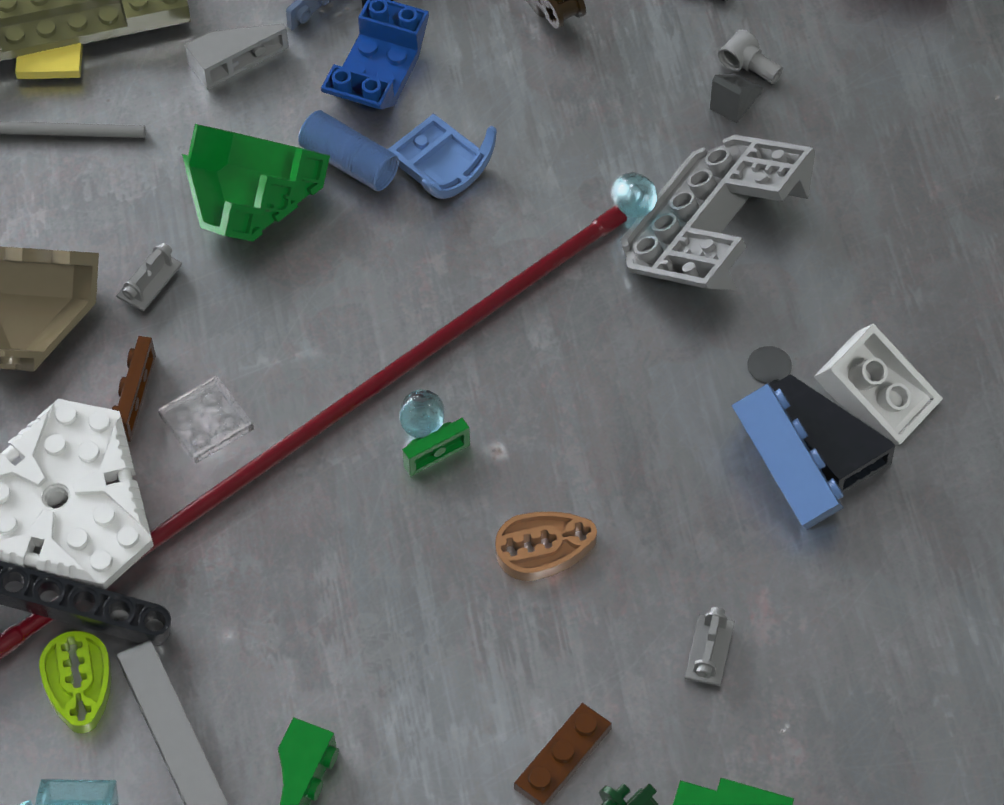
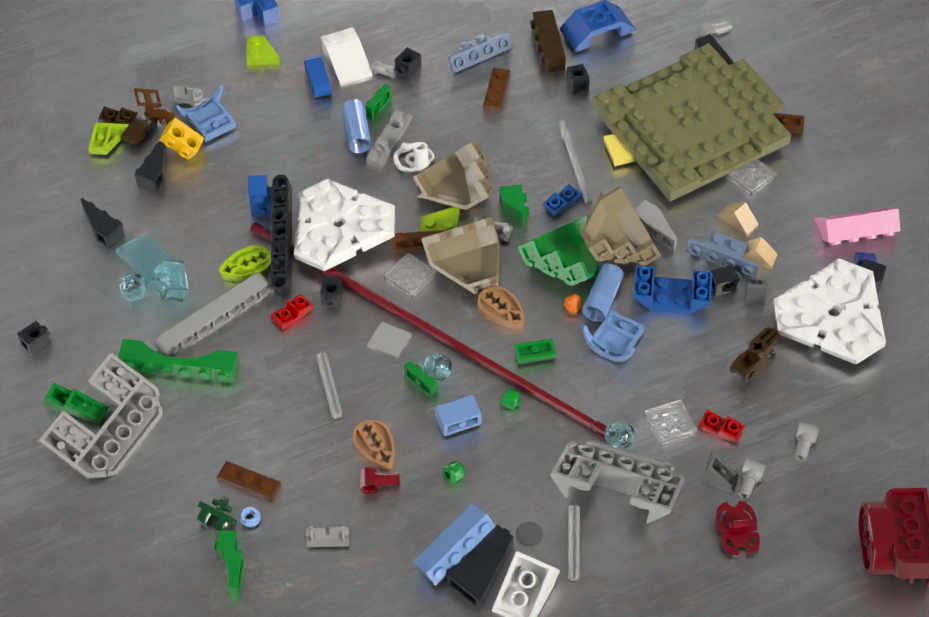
camera: 75 degrees right, 5 degrees down
(103, 352) = (441, 220): none -> lime wing
(109, 231) = (513, 202): none -> green slope
(125, 165) = (563, 201): none -> blue slope
(193, 534) = (331, 291): none -> black brick
(201, 320) = (466, 254): none -> dark tan panel
(215, 623) = (294, 311): none -> red slope
(246, 97) = (617, 232): none -> dark tan panel
(326, 318) = (506, 300): none -> medium nougat piece
(328, 482) = (389, 340): none -> light grey piece
(349, 200) = (573, 303): none -> orange plate
(398, 591) = (329, 385): none -> light grey axle
(429, 273) = (535, 351): none -> green plate
(512, 330) = (510, 399): none -> green piece
(530, 404) = (458, 415): none -> medium blue brick
(619, 557) = (371, 480): none -> dark red pin
(623, 129) = (670, 422): none -> clear tile
(633, 439) = (453, 472): none -> green piece
(642, 755) = (250, 512): none -> light blue plate
(646, 72) = (726, 428): none -> red slope
(804, 306) = (573, 542): none -> light grey axle
(831, 96) = (737, 527): none -> dark red shield

